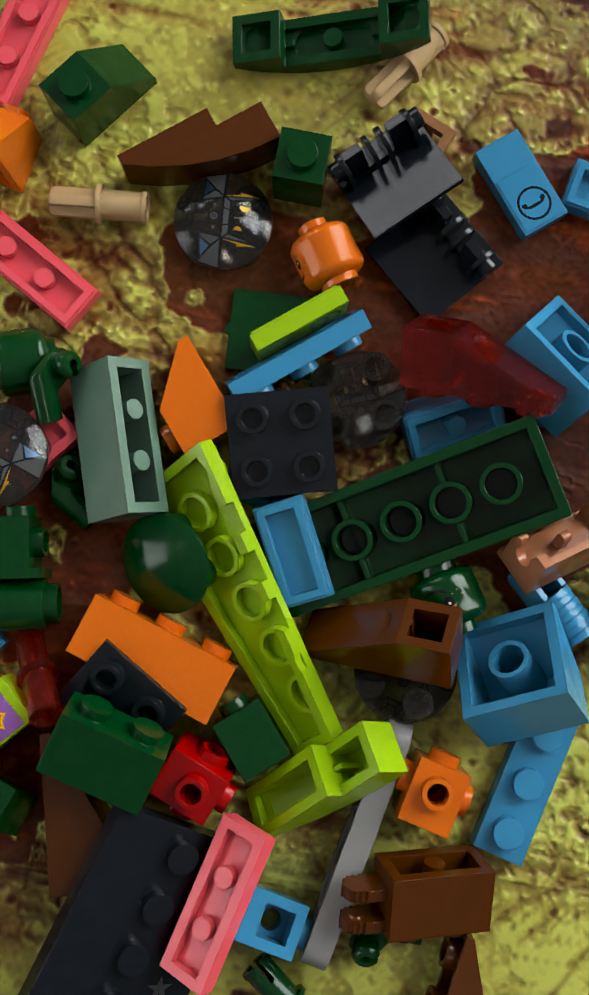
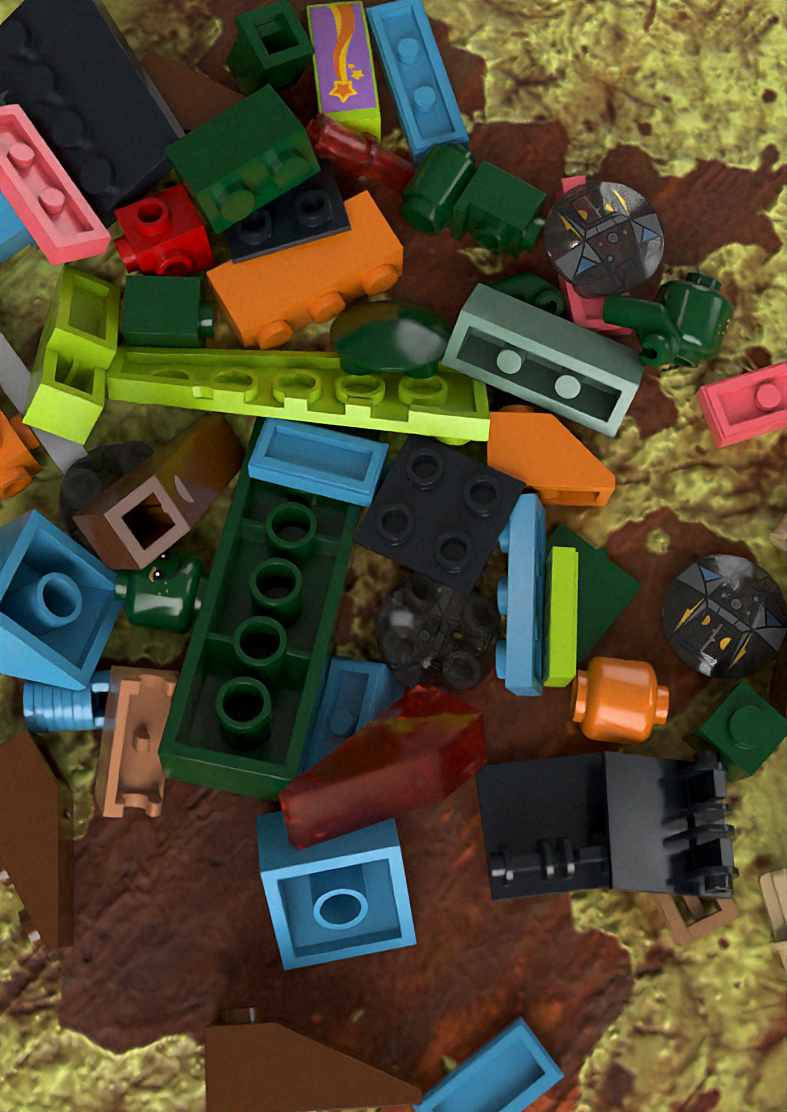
camera: 125 degrees right, 10 degrees down
(519, 185) = (573, 983): dark azure tile -> none

